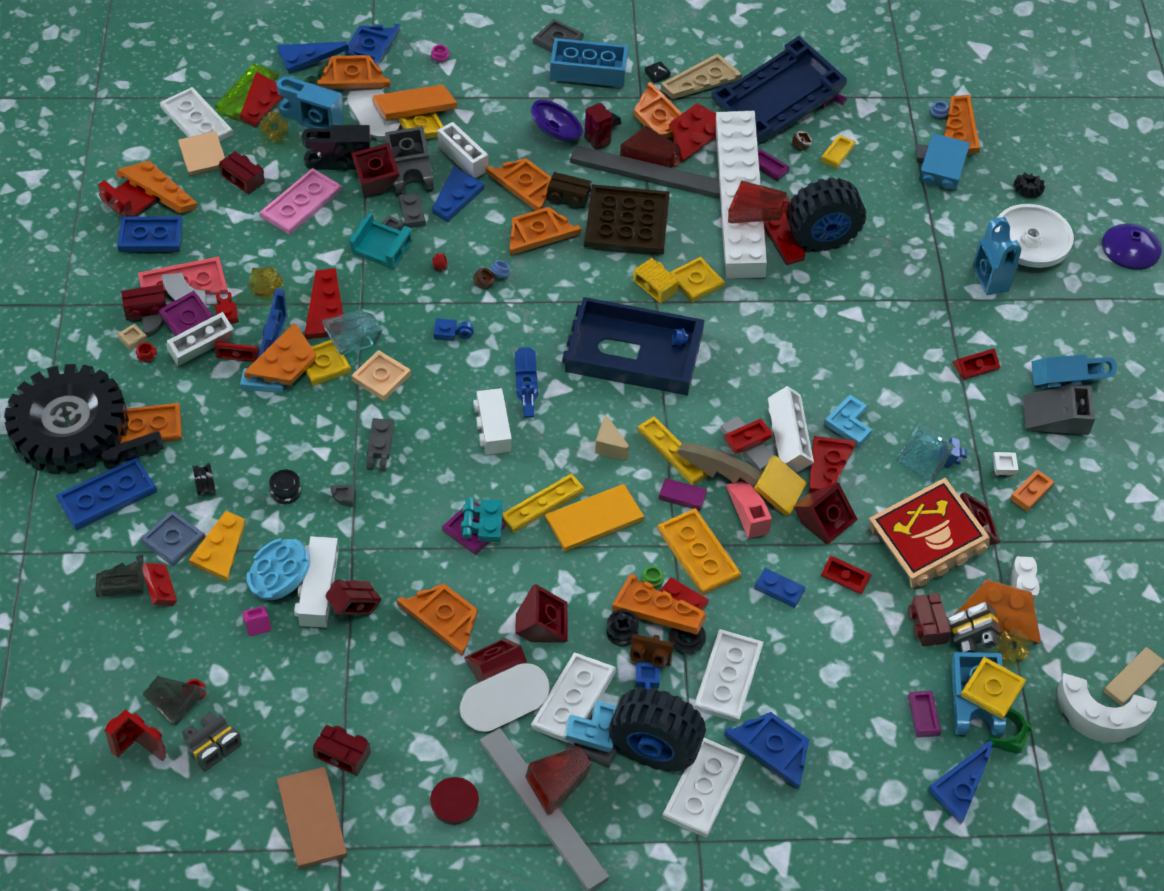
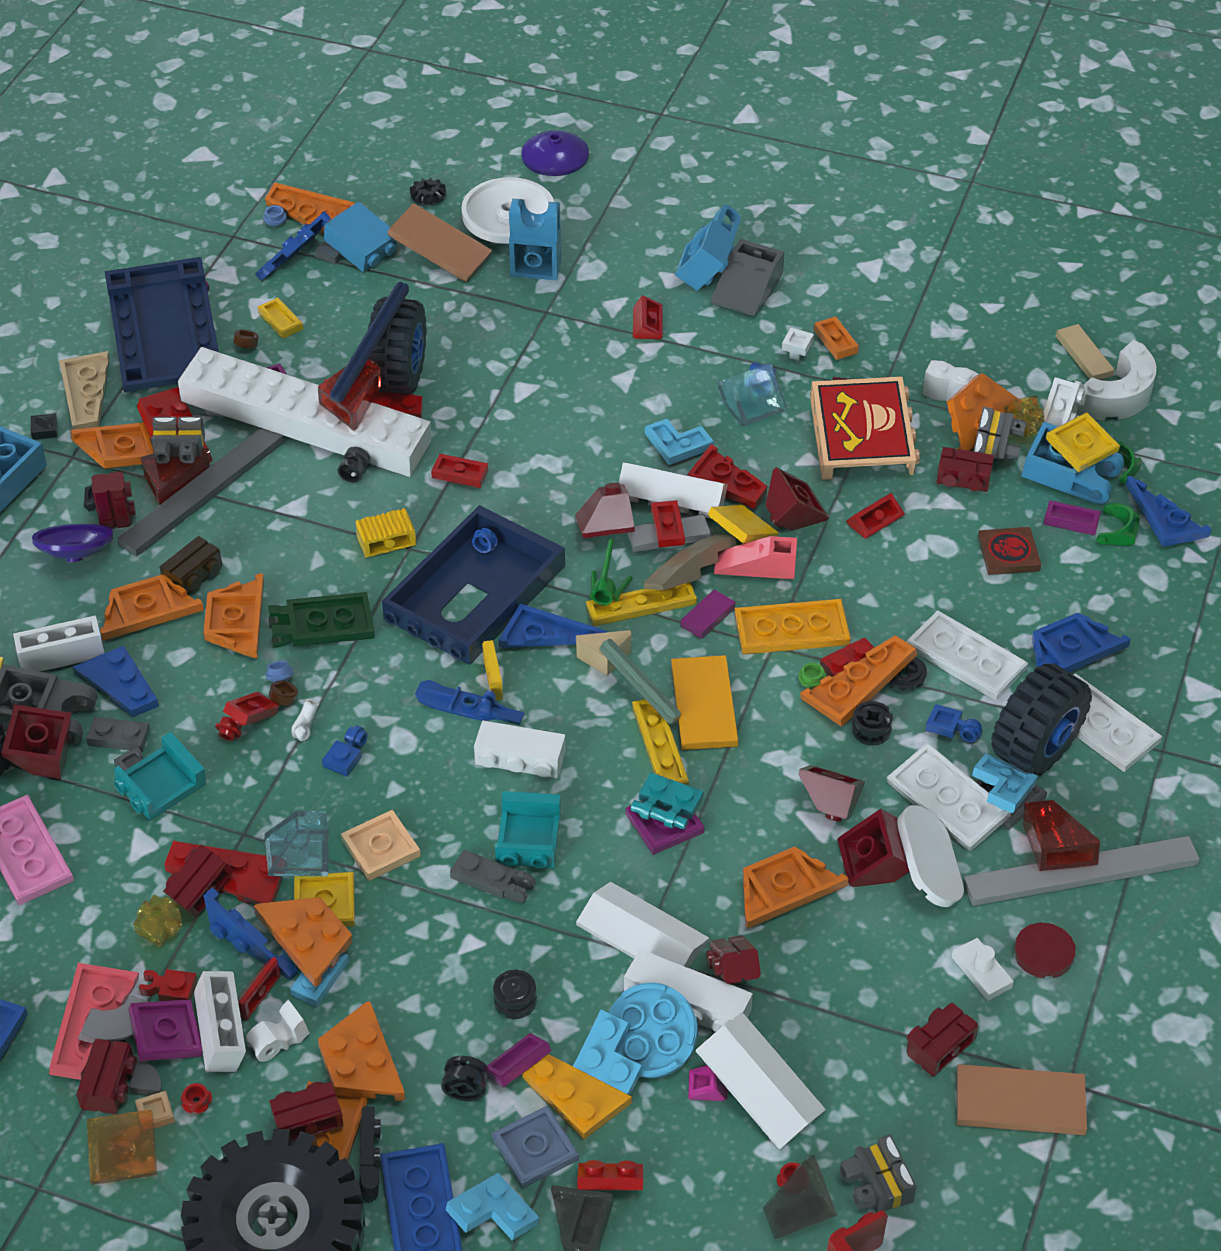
camera: 65 degrees left, 5 degrees down
(98, 329) = (121, 1147): none -> clear orange plate
(121, 528) = (493, 1200): none -> medium azure plate
(147, 405) = (308, 1110): none -> dark red brick
(202, 371) = (269, 1038): none -> white leg
(205, 420) = (359, 1057): none -> orange wing
(233, 505) = (517, 1059): none -> magenta tile
(250, 548) = (600, 1054): none -> medium azure plate
(261, 645) = (760, 1080): none -> white slope
(304, 288) = (198, 875): none -> dark red brick
(343, 494) = (553, 938): dark grey tile -> none
(371, 543) = (635, 925): none -> white slope
(420, 763) = (982, 968): none -> white tile
(425, 451) = (528, 829): none -> teal panel
(456, 264) = (250, 708): none -> red plate
(464, 298) = (301, 727): none -> white arm
(558, 382) = (492, 669): none -> yellow tile
(560, 276) = (321, 620): none -> dark green tile
(583, 467) = (640, 681): none -> sand green axle
(613, 398) = (540, 628): none -> blue wing
(627, 219) = (272, 528): dark brown plate -> none
(651, 650) = (914, 706): reddish brown hips -> none
(664, 419) = (604, 590): none -> green plant
(667, 135) = (177, 442): none -> dark grey hips
(697, 279) = (400, 494): yellow tile -> none
(711, 240) = (353, 465): none -> black wheel
(742, 301) = (459, 470): none -> red plate
(742, 399) = (606, 512): none -> slope
(779, 587) = (870, 575): blue plate -> none
(792, 187) = (369, 342): none -> dark blue axle
(859, 676) = (1009, 550): none -> tile
(909, 129) = (293, 245): none -> blue wing
(931, 759) = (1125, 535): none -> green helmet
(968, 207) = (439, 242): none -> nougat tile
(1041, 668) = (1064, 401): none -> white bracket

